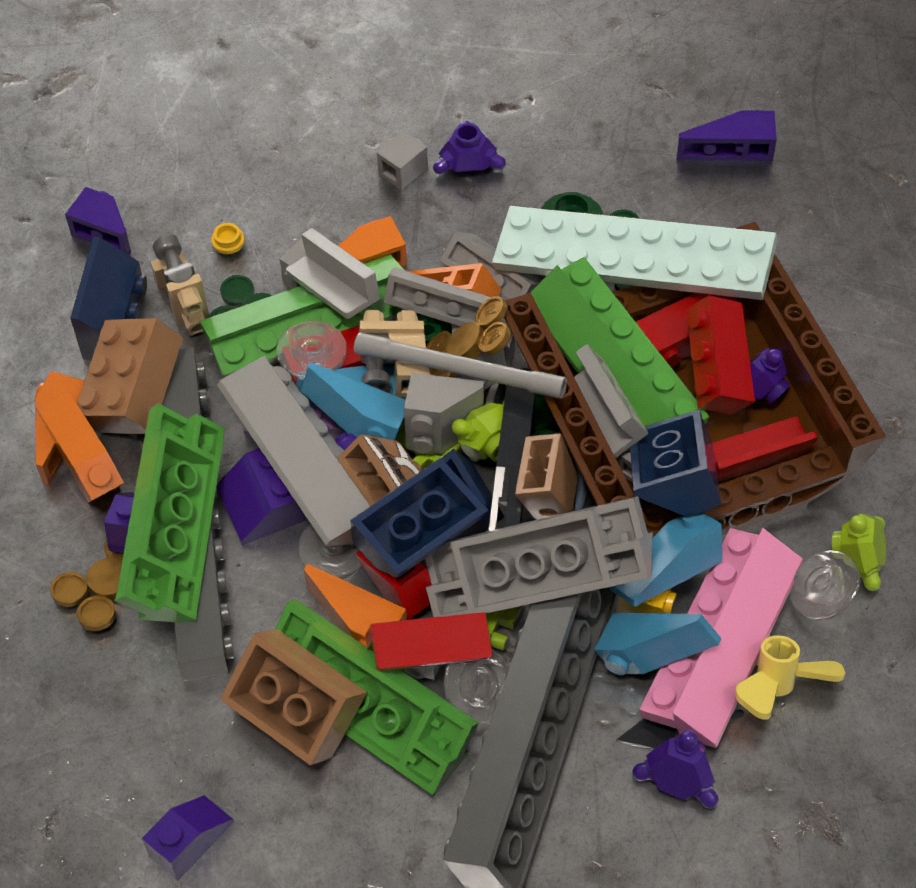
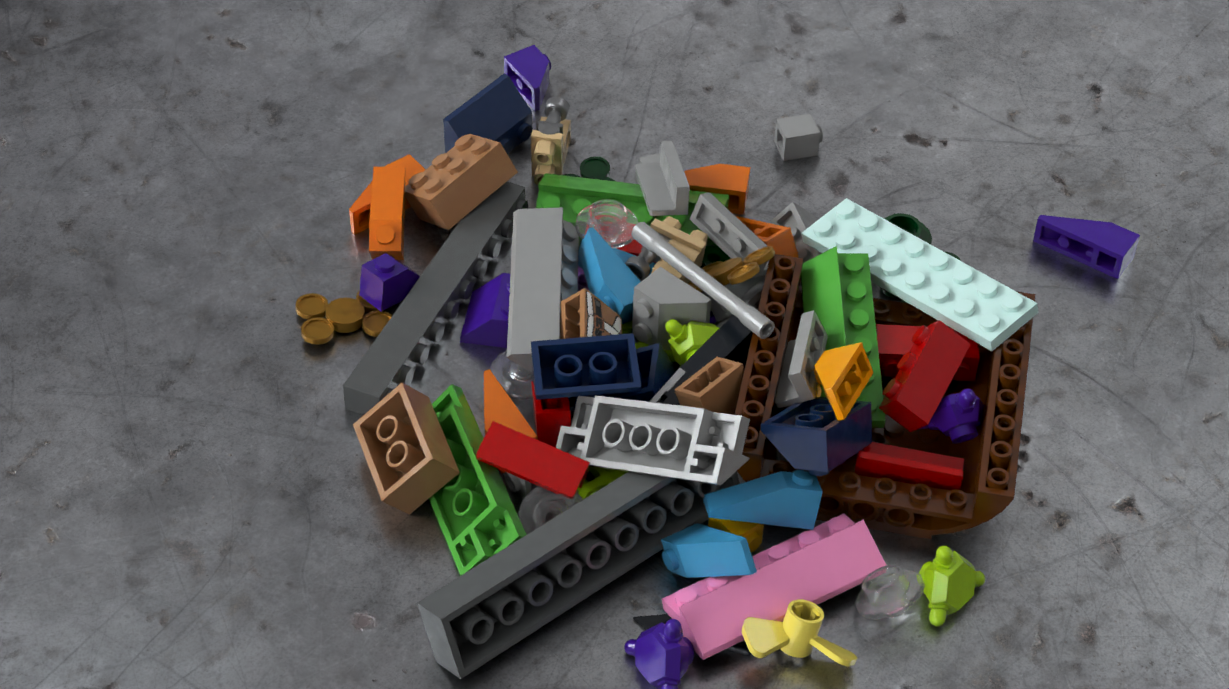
camera: 30 degrees right, 10 degrees down
(171, 516) = (412, 284): bright green slope -> none
(185, 834) = (261, 502): dark purple slope -> none
(227, 238) = (616, 131): yellow plate -> none
(468, 152) = (855, 154): dark purple rock -> none
(664, 401) = (843, 376): none -> light orange slope

